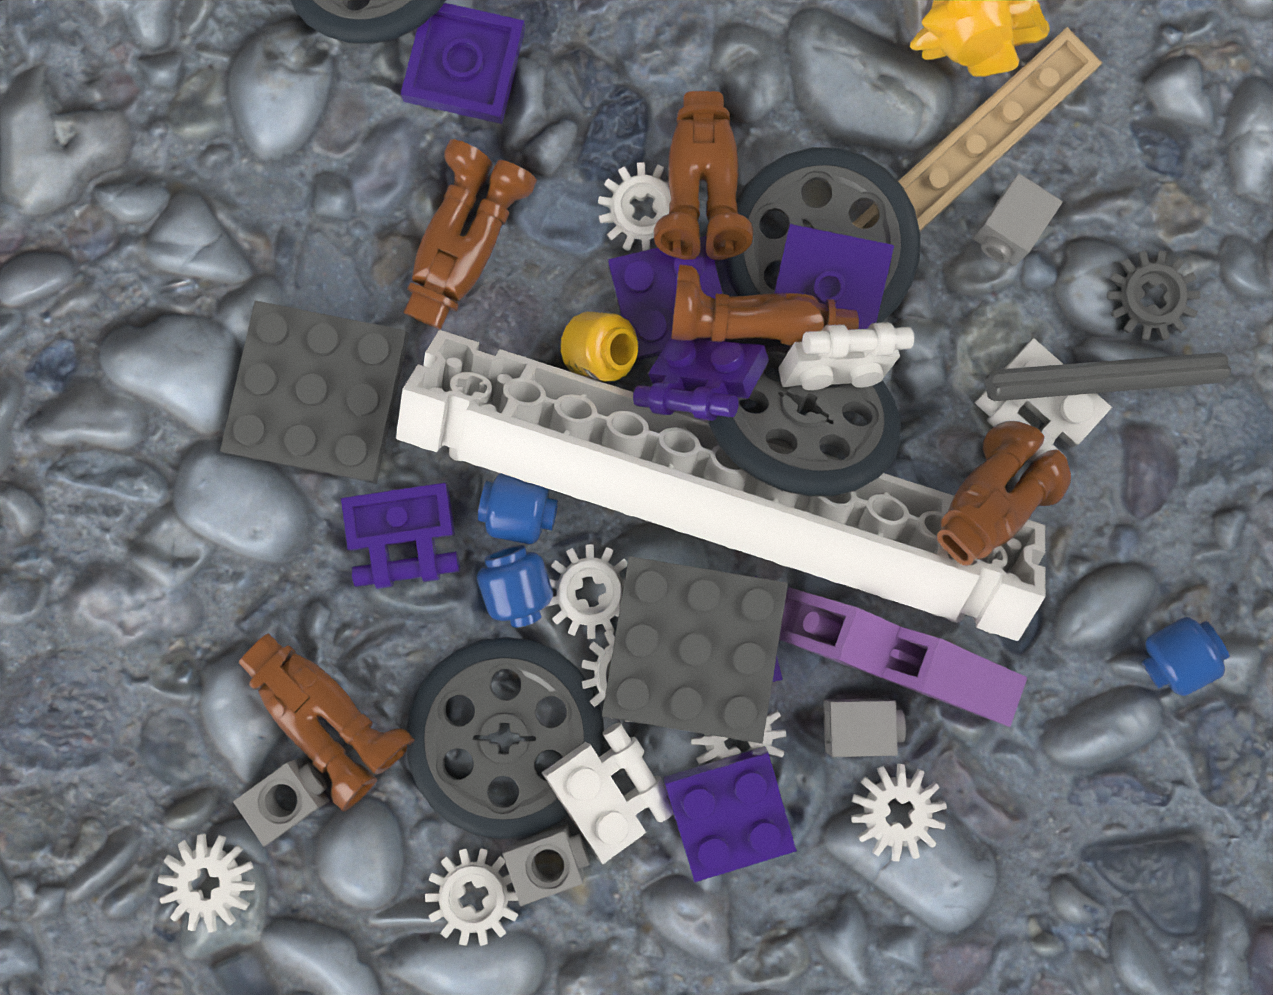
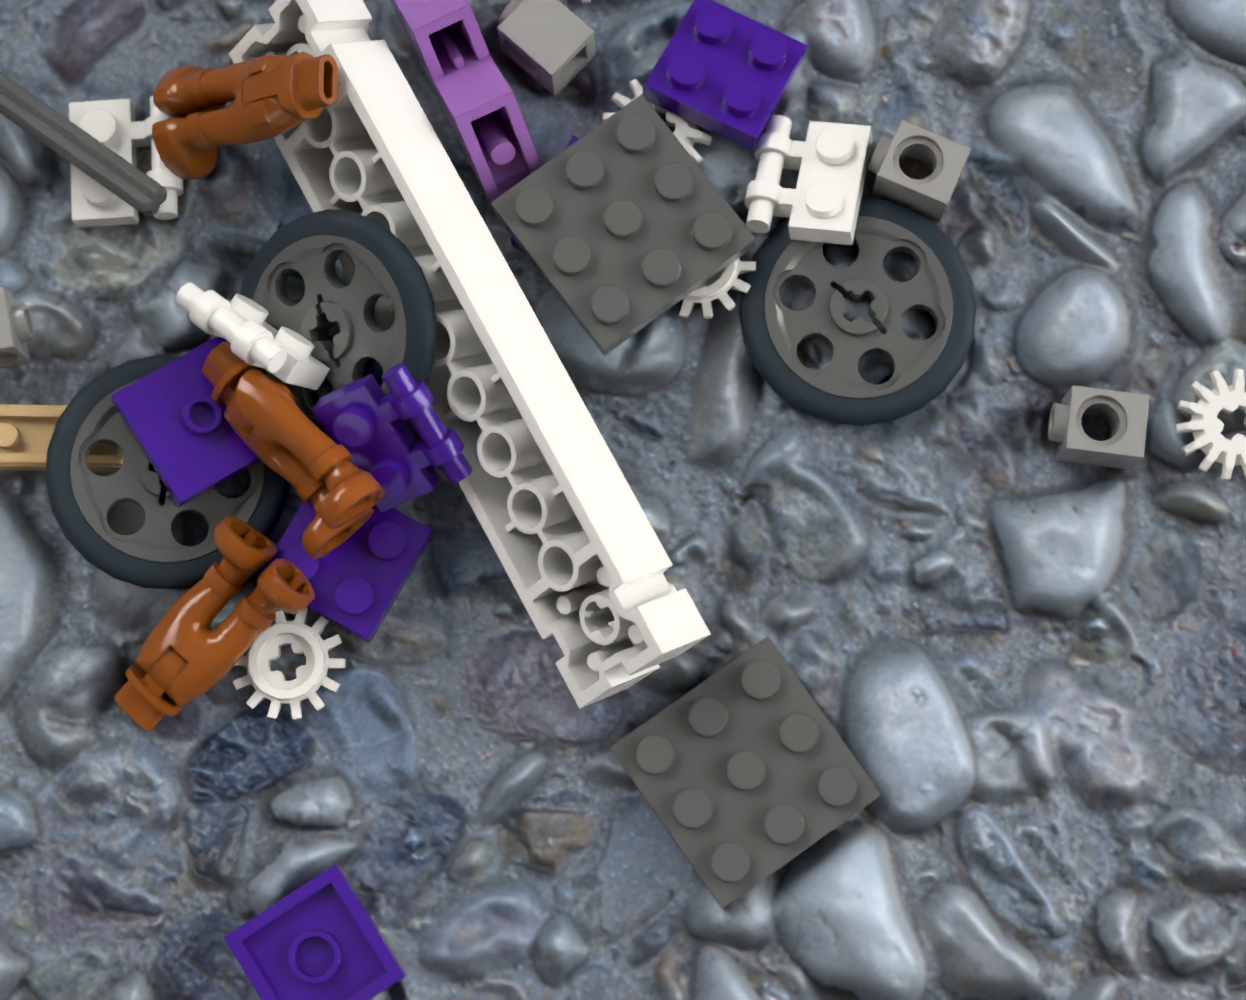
camera: 130 degrees left, 5 degrees down
(296, 697) = (1000, 505): dark orange piece -> none
(400, 518) = (776, 581): dark purple plate -> none
(452, 263) = (512, 776): dark orange piece -> none
(466, 917) = (1030, 195): white gear -> none
(515, 586) = (726, 424): blue head -> none
(516, 509) = (665, 485): blue head -> none
(571, 580) = (673, 390): white gear -> none
(599, 346) = (451, 560): yellow head -> none

